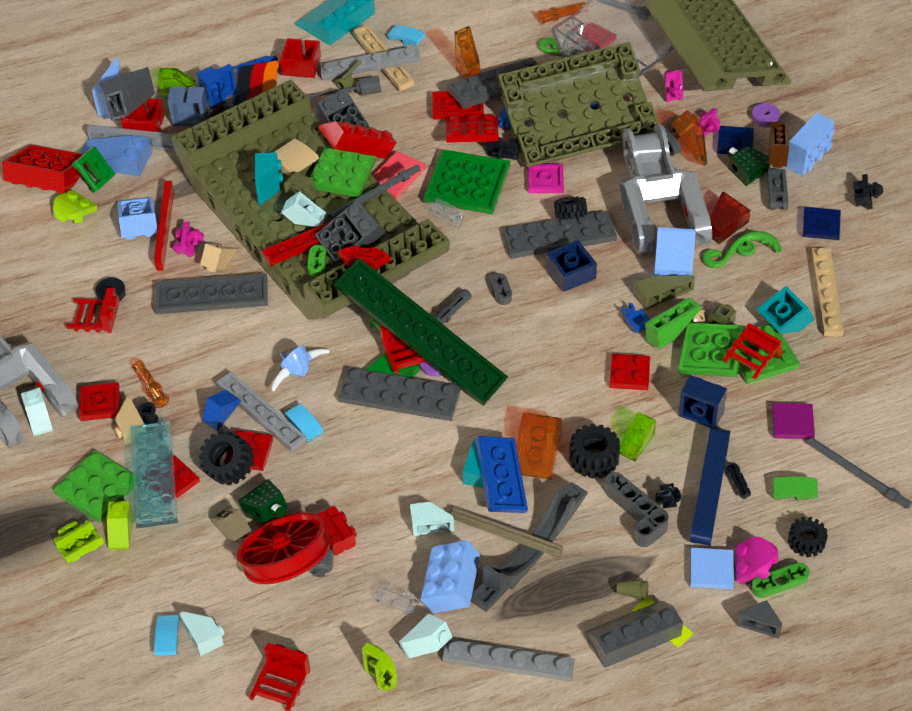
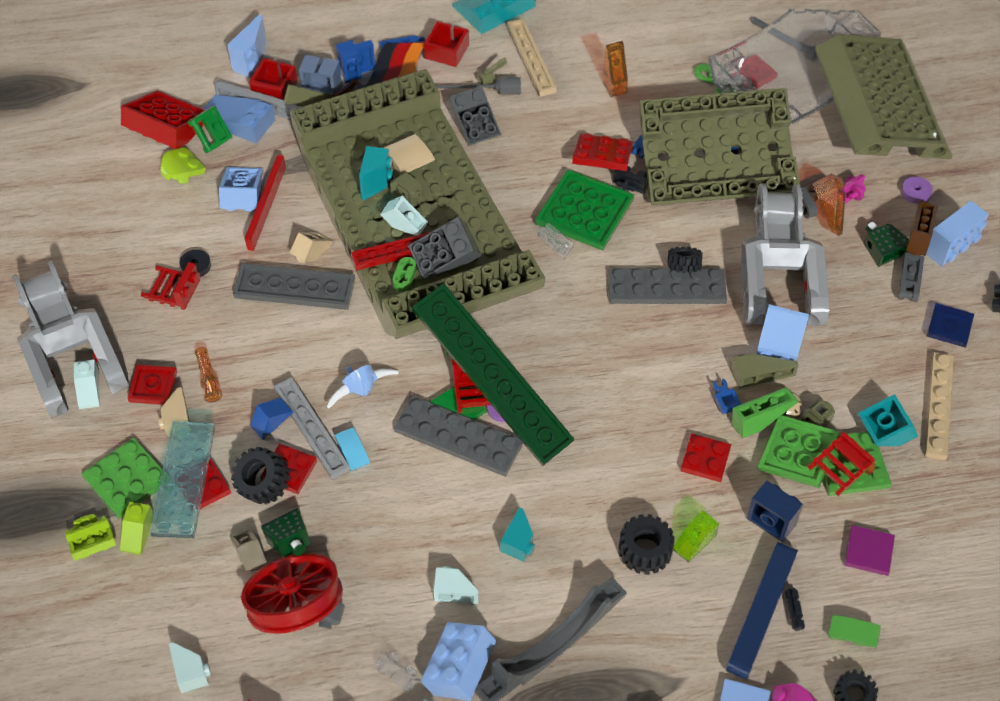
camera: 10 degrees right, 5 degrees up
(126, 92) = (259, 54): dark grey slope -> none
(147, 411) = (196, 409): black bush -> none
(166, 635) = (151, 663): medium azure slope -> none
(173, 78) = (315, 45): clear neon green slope -> none
(177, 124) = (304, 96): none -> olive slope
(187, 239) = (286, 222): dark pink hips -> none
(340, 533) = (353, 579): red brick -> none
(342, 172) = (455, 179): bright green plate -> none
(358, 139) = (481, 145): red slope -> none
(371, 62) = (517, 60): light grey plate -> none
(372, 256) = (455, 281): red tile -> none
(392, 167) = (515, 188): coral tile -> none
(402, 176) = (516, 195): dark grey bar -> none
(408, 35) = (562, 36): medium azure slope -> none
(446, 105) = (595, 121): red plate -> none
(462, 298) = (549, 339): dark grey pin -> none
(483, 86) = (625, 107): dark grey plate -> none
(501, 474) = (540, 552): blue tile -> none
(504, 288) = (587, 336): dark grey beam -> none
(507, 532) = (531, 619): dark tan axle -> none
(538, 444) = (587, 525): clear orange slope -> none
(546, 178) = (668, 221): dark pink tile -> none
(556, 13) = (719, 39): clear orange pin -> none
(571, 265) = (670, 325): dark blue brick -> none
(651, 520) = (673, 617): dark grey beam -> none
(668, 495) = (713, 612): black gear -> none
(673, 85) = (825, 140): dark pink hips -> none
(728, 217) = (849, 301): clear red slope -> none
(734, 137) = (877, 210): clear blue tile -> none
(737, 245) = (860, 341): bright green plant -> none
(891, 493) = (960, 659): dark grey bar -> none

